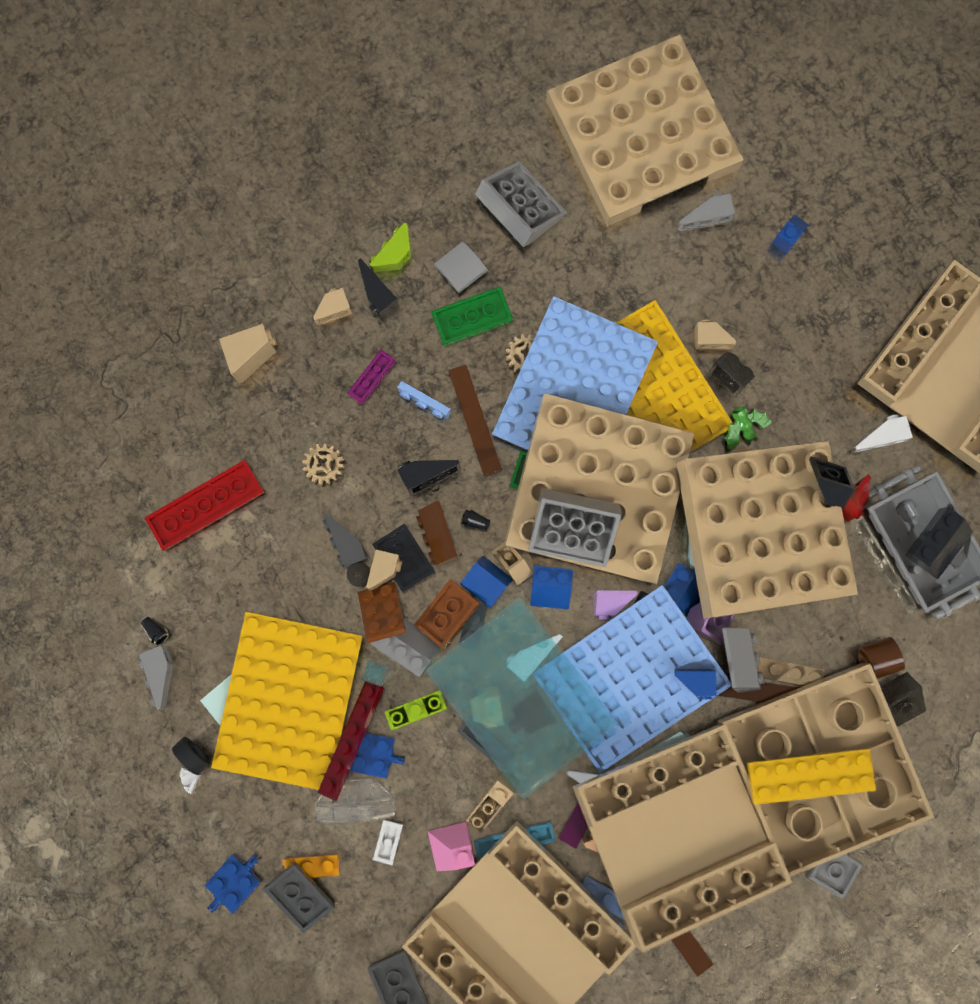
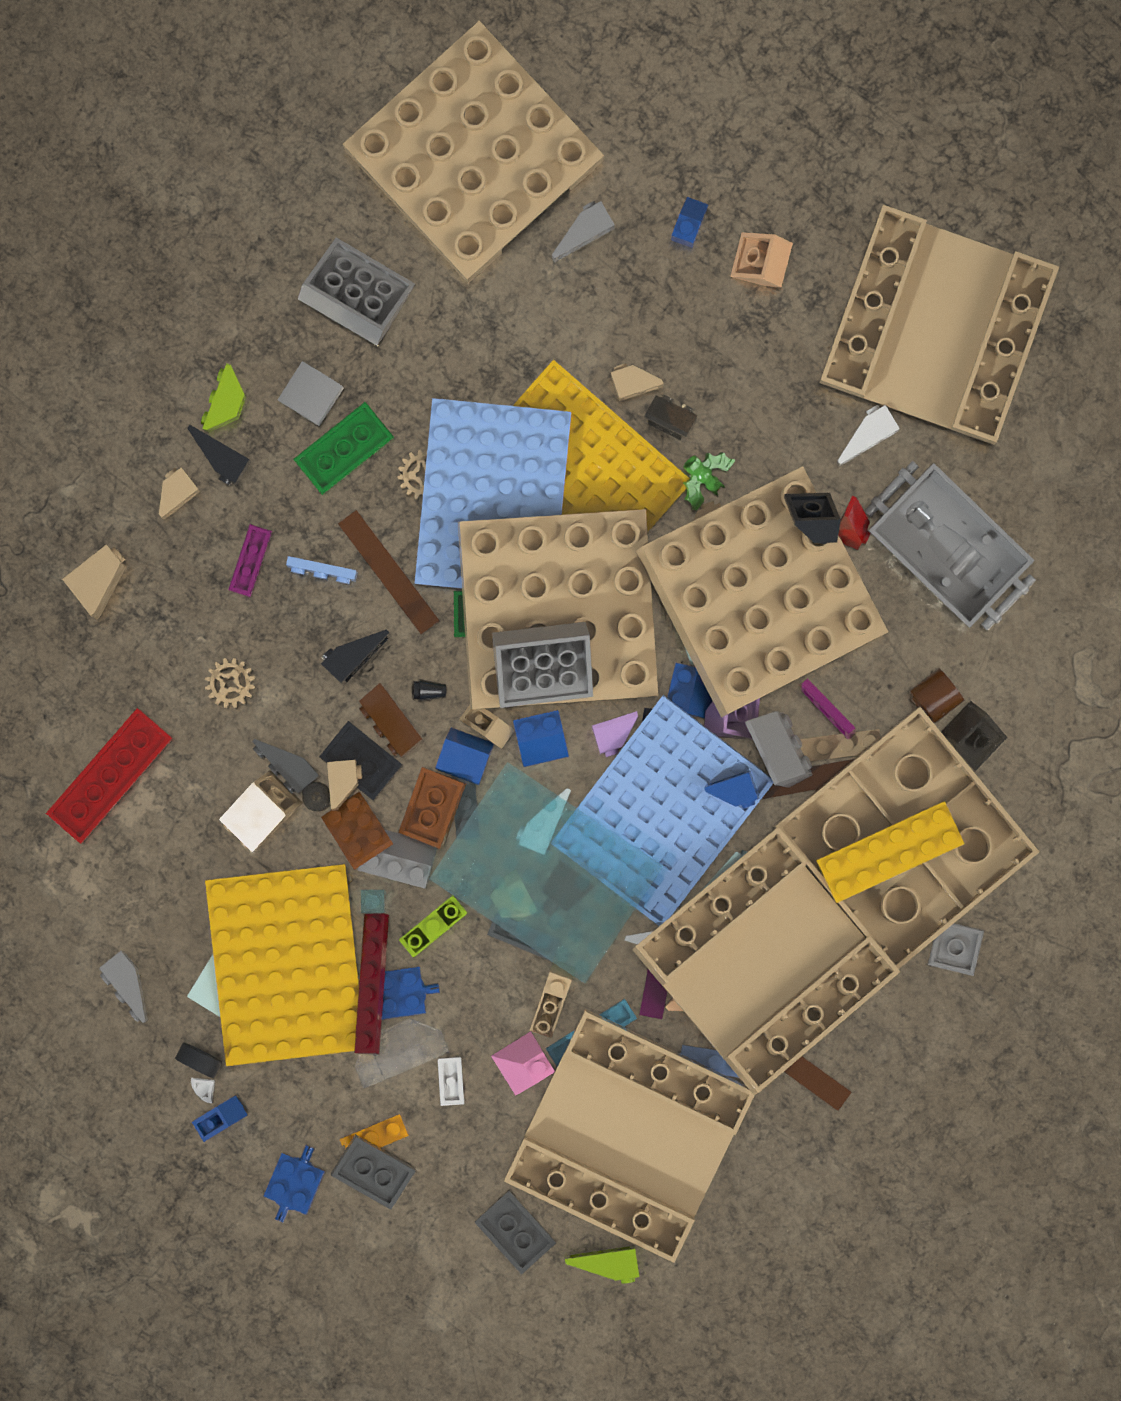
camera: 15 degrees left, 5 degrees up
(155, 632) = (104, 937): black cone -> none
(192, 808) = (219, 1118): none -> blue slope
(311, 571) = (260, 811): none -> slope
(789, 640) = (828, 709): none -> magenta tile
(839, 276) = (761, 259): none -> light nougat slope
(940, 541) = (960, 544): black slope -> none

